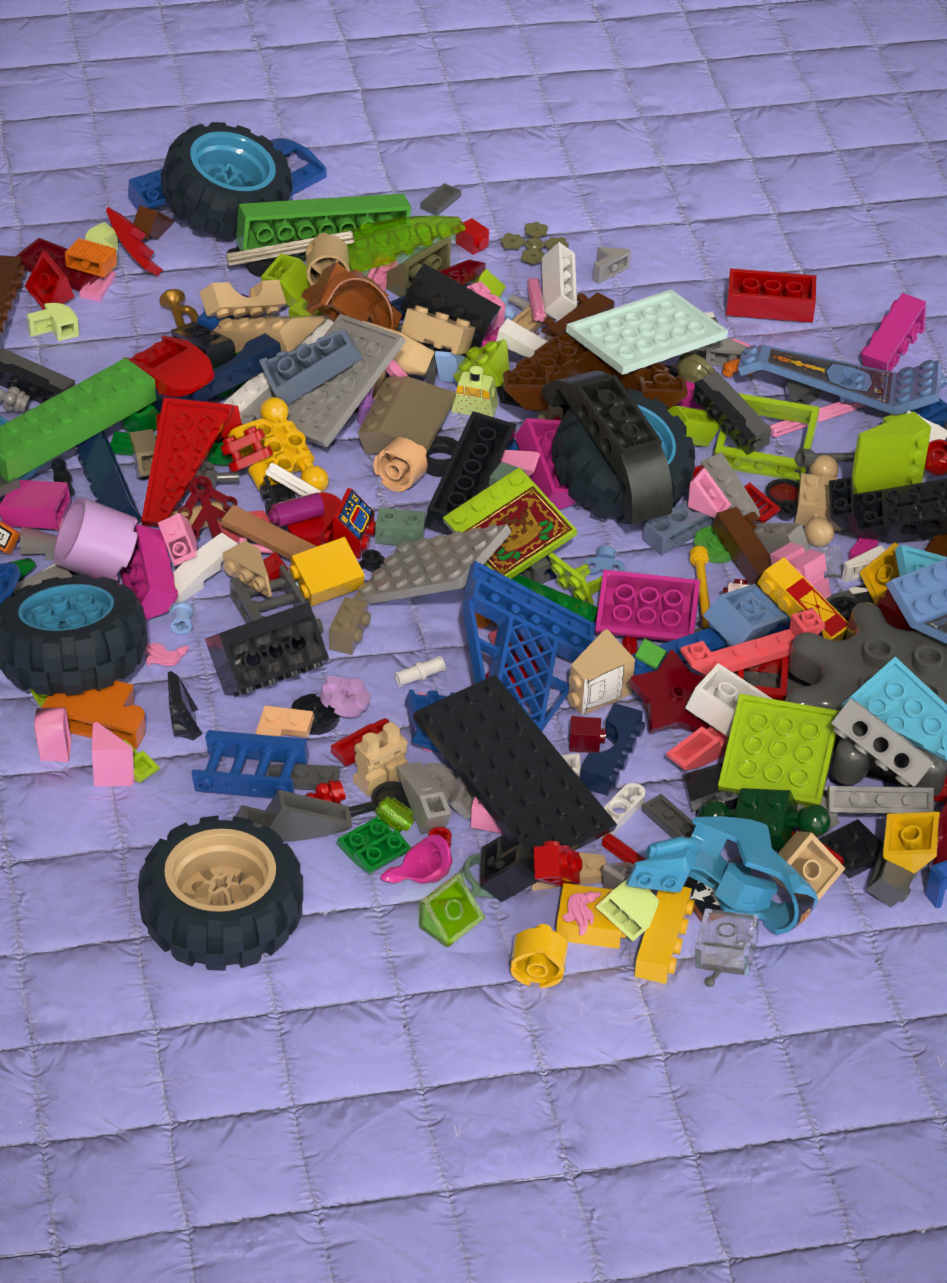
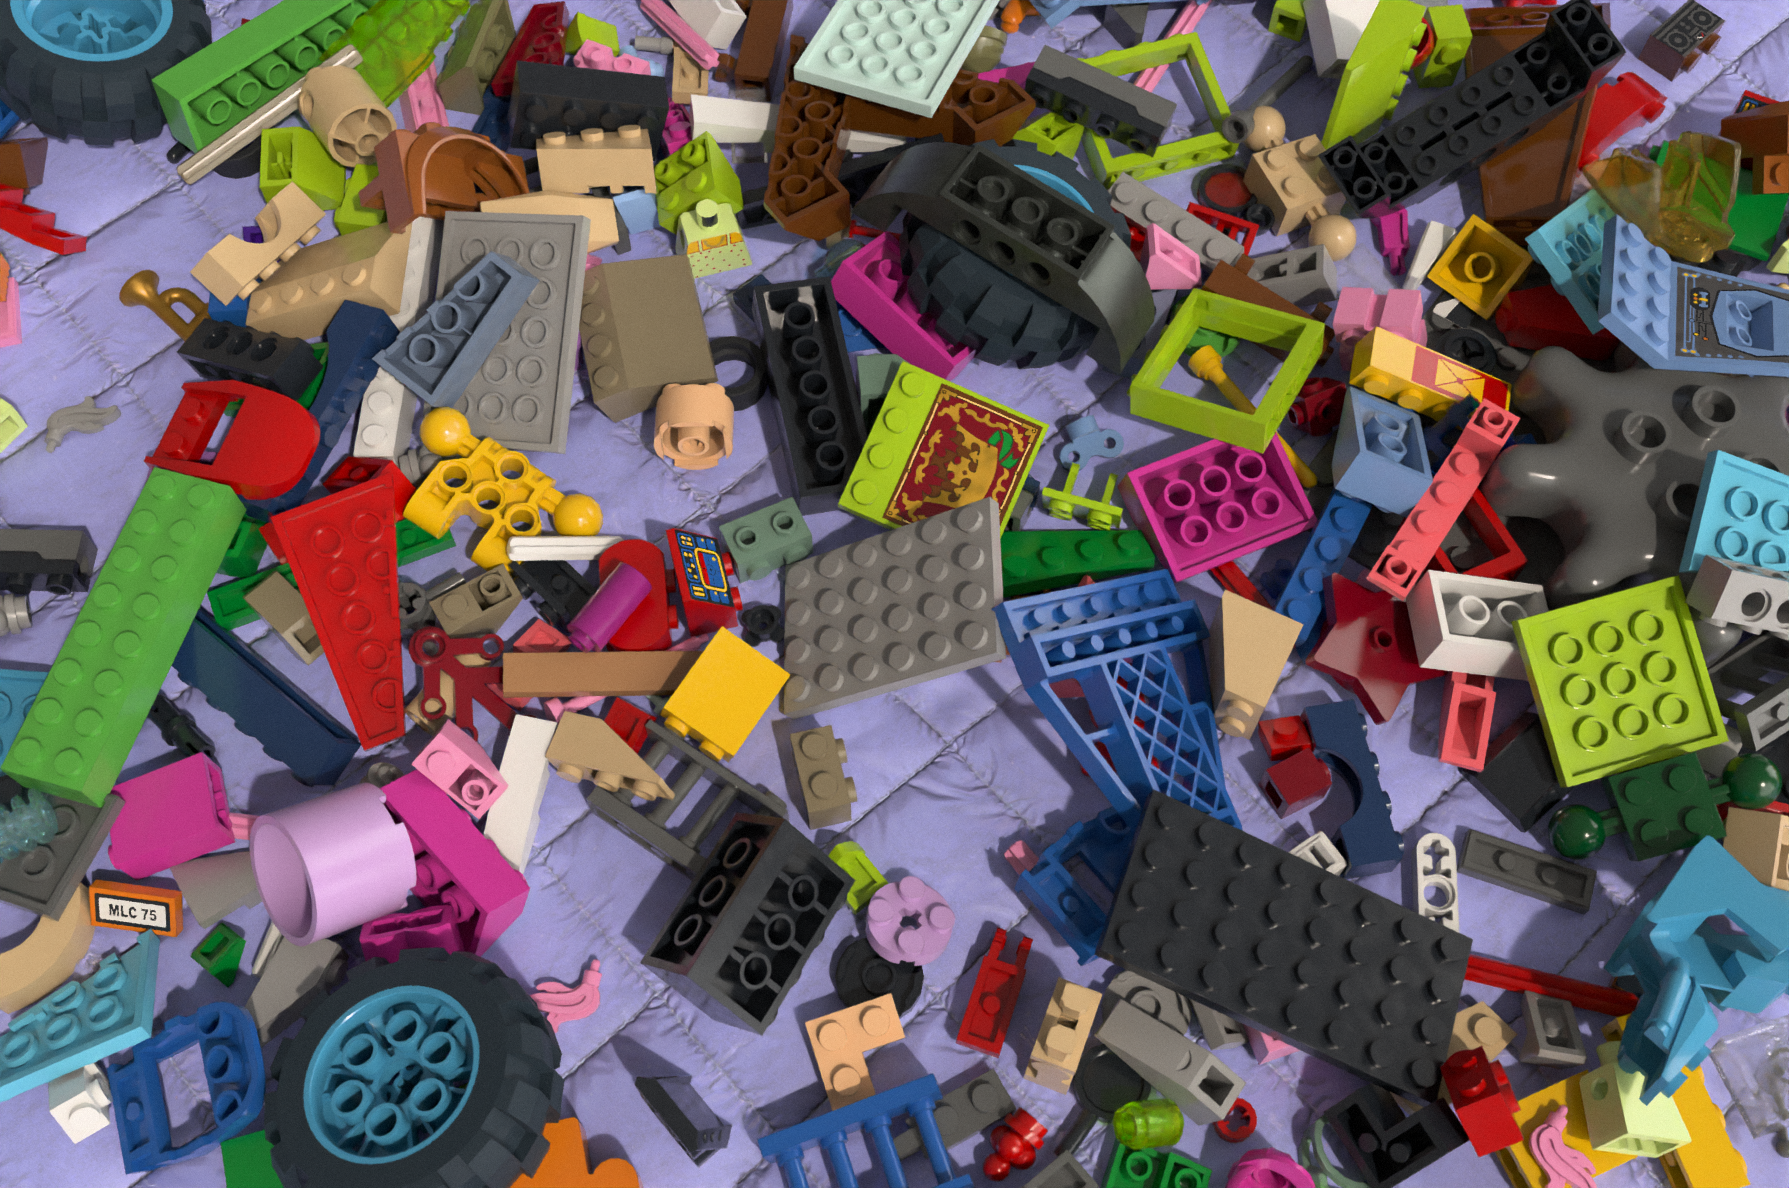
camera: 30 degrees left, 20 degrees up
(107, 343) = (80, 418): none -> light grey piece
(181, 618) = (552, 911): light blue bush -> none
(240, 486) = (478, 605): none -> dark tan slope
(251, 436) = (454, 533): brick -> none
(335, 665) = (852, 859): none -> lime tile
(420, 671) = (979, 801): white pin -> none
(524, 459) = (876, 335): bright pink slope -> none
(597, 712) = (1283, 737): none -> red plate
(651, 654) = (1310, 595): bright green slope -> none
(739, 558) = (1243, 320): none -> lime window

